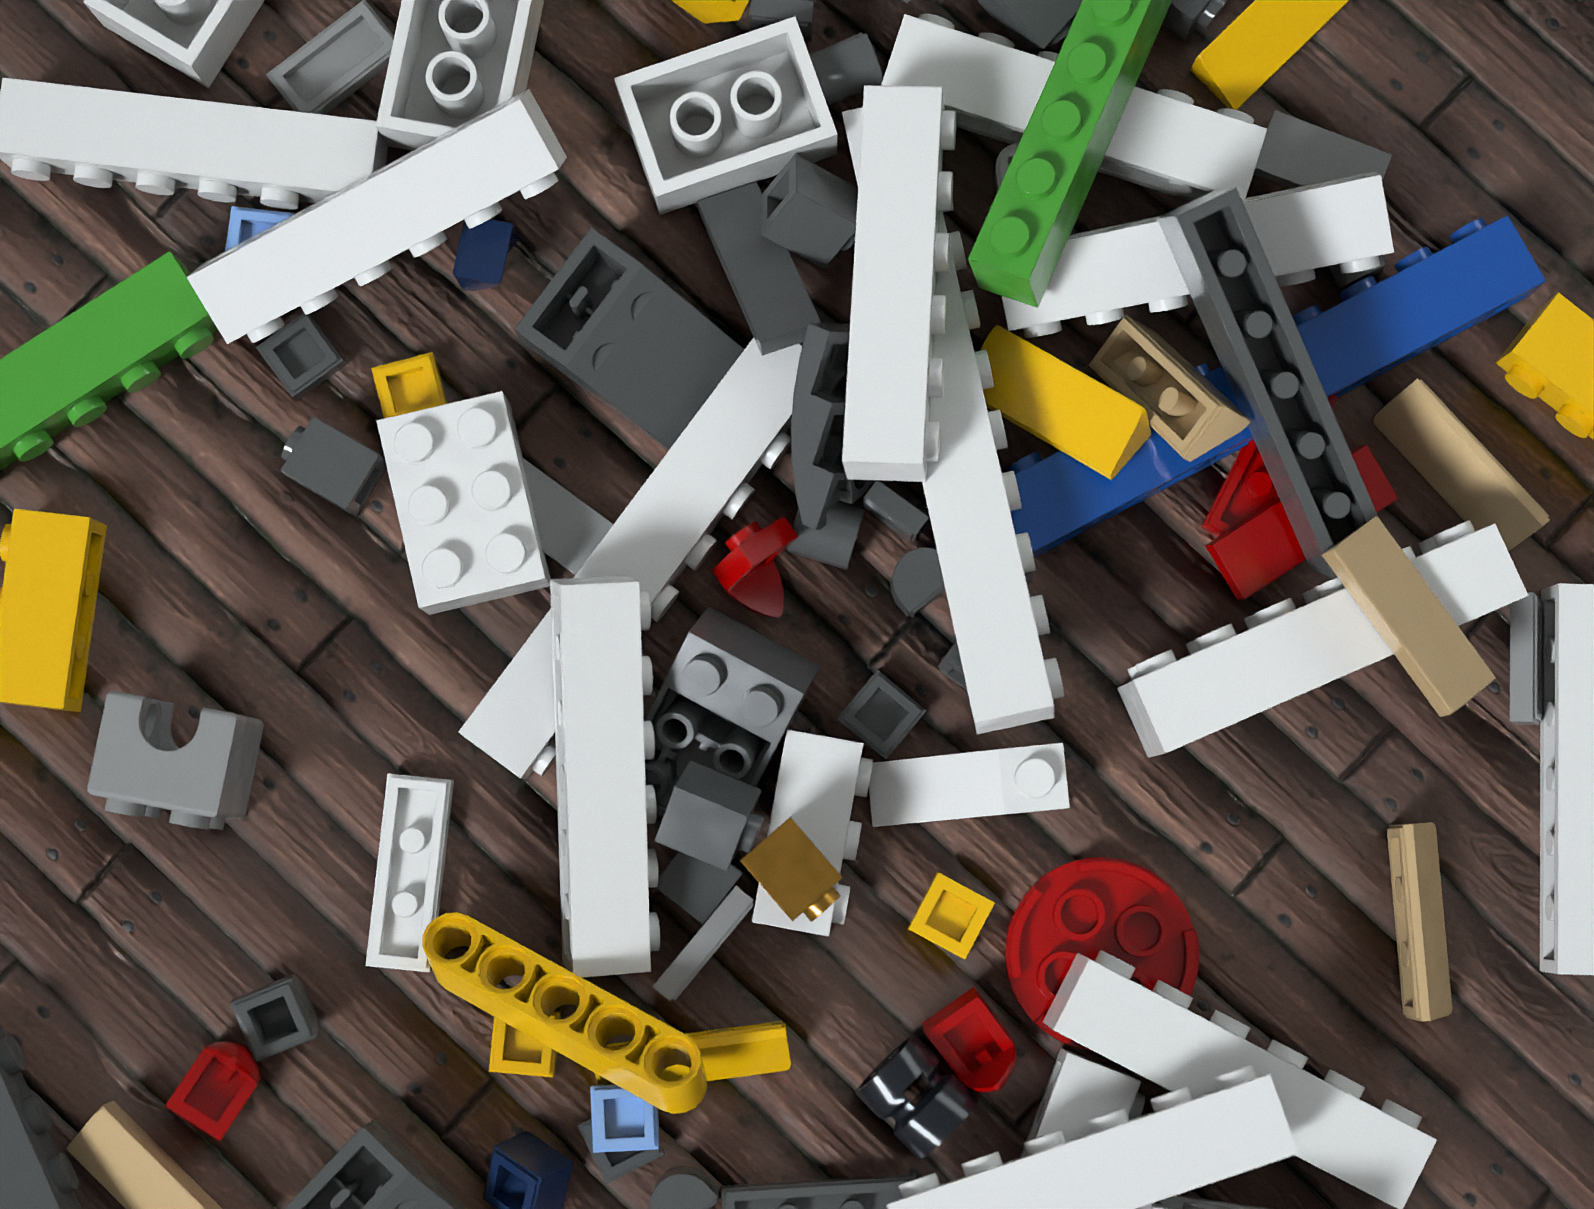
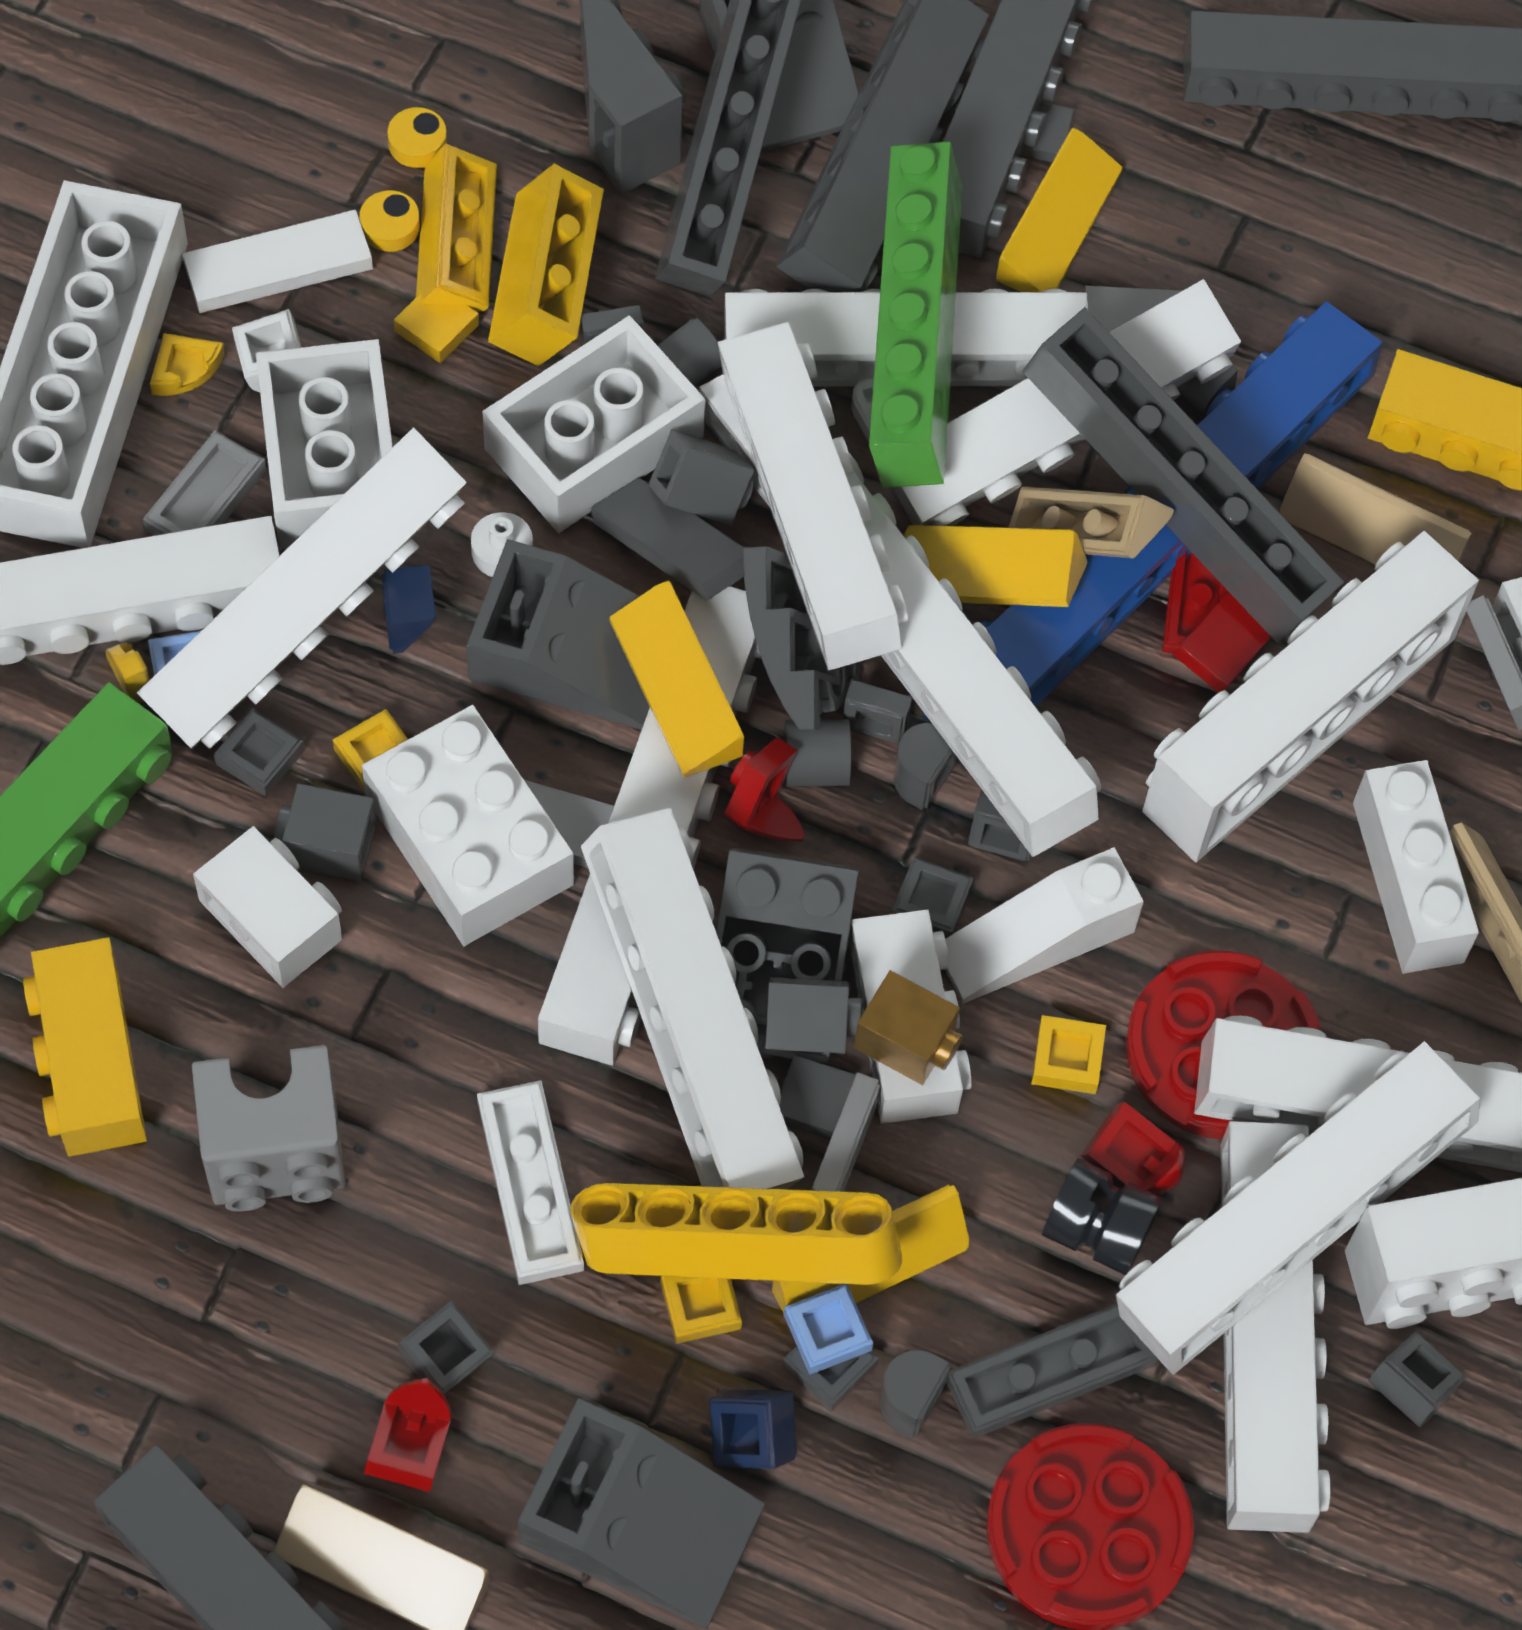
camera: 25 degrees left, 20 degrees down
(202, 231) = (128, 669): none -> yellow tile
(252, 527) = (269, 905): none -> white brick
(612, 218) = (491, 535): none -> white tile
(703, 431) = (678, 681): none -> yellow slope
(1352, 844) = (1415, 867): none -> white brick
(1409, 617) = (1380, 625): tan slope -> none

